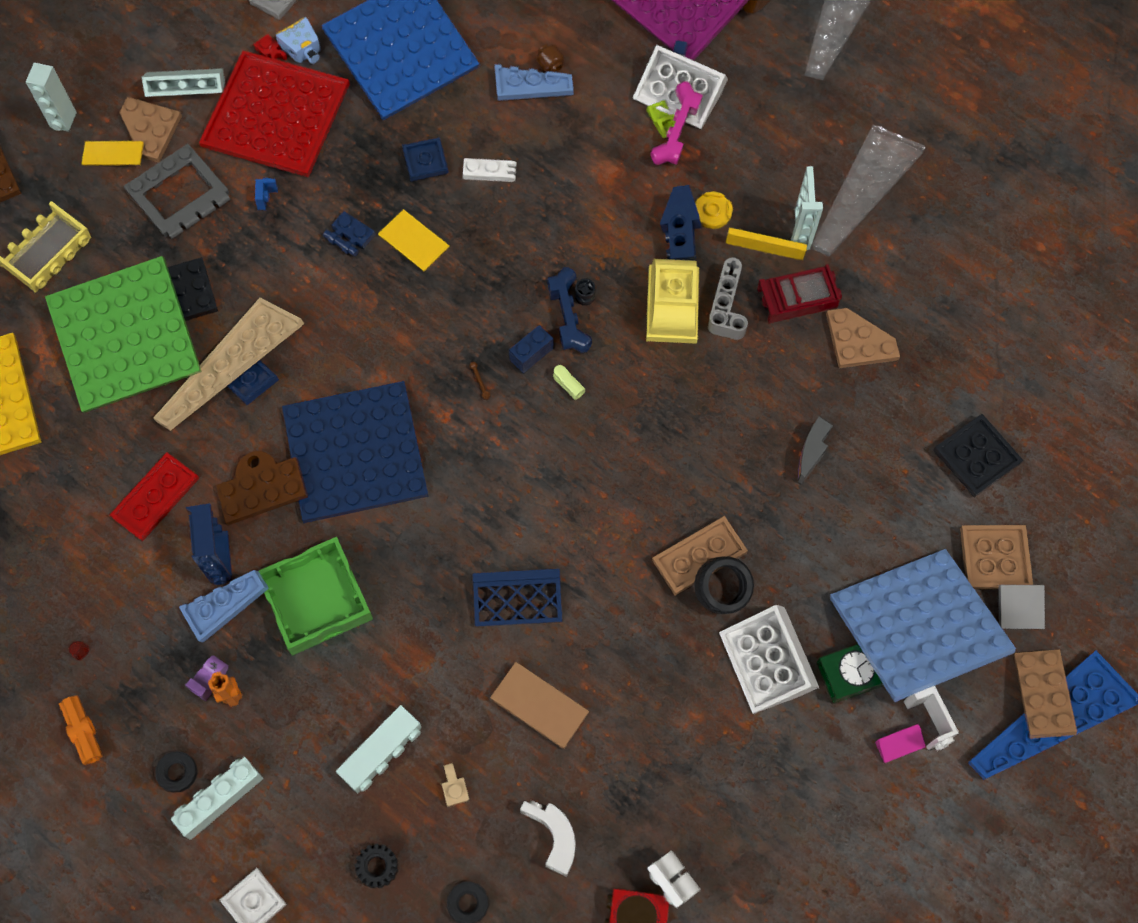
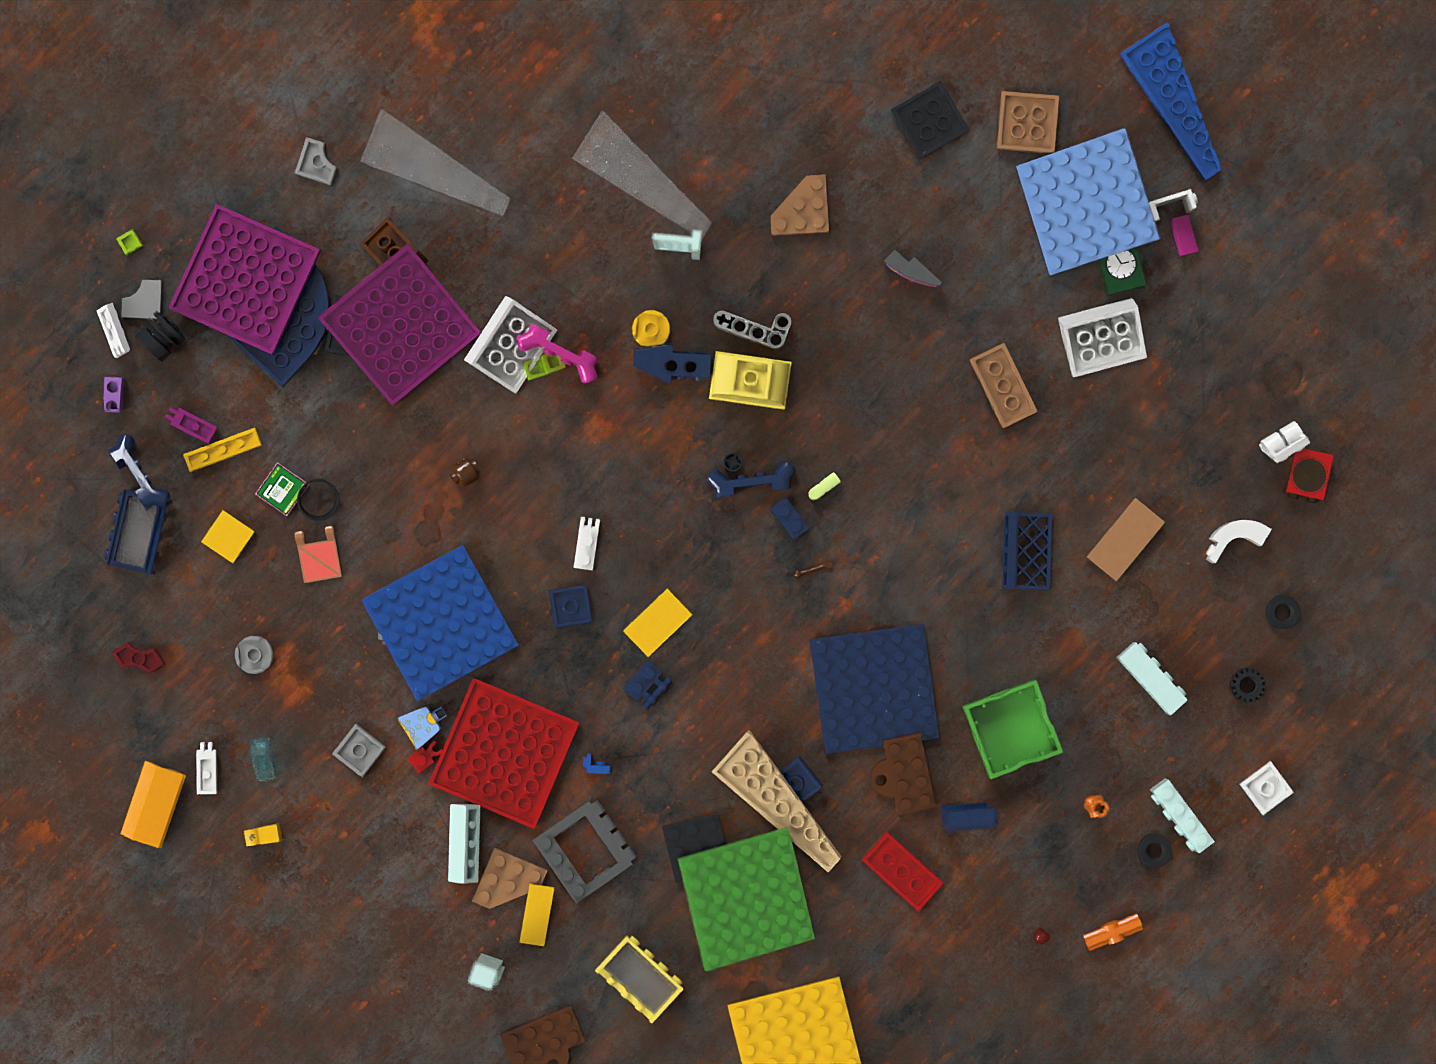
camera: 85 degrees left, 20 degrees up
(199, 684) = (1076, 823): medium lavender leg -> none
(216, 609) = (1016, 812): medium blue wing -> none
(455, 789) = (1189, 616): tan plate -> none
(523, 84) = (490, 500): medium blue wing -> none
(680, 48) = (468, 339): dark blue piece -> none
(745, 585) = (1053, 363): black tyre -> none
(766, 244) = (696, 283): yellow tile -> none
(800, 293) = (752, 258): dark red door -> none
(1022, 606) = (1075, 109): light grey tile -> none
(1045, 694) = (1155, 105): medium nougat plate -> none

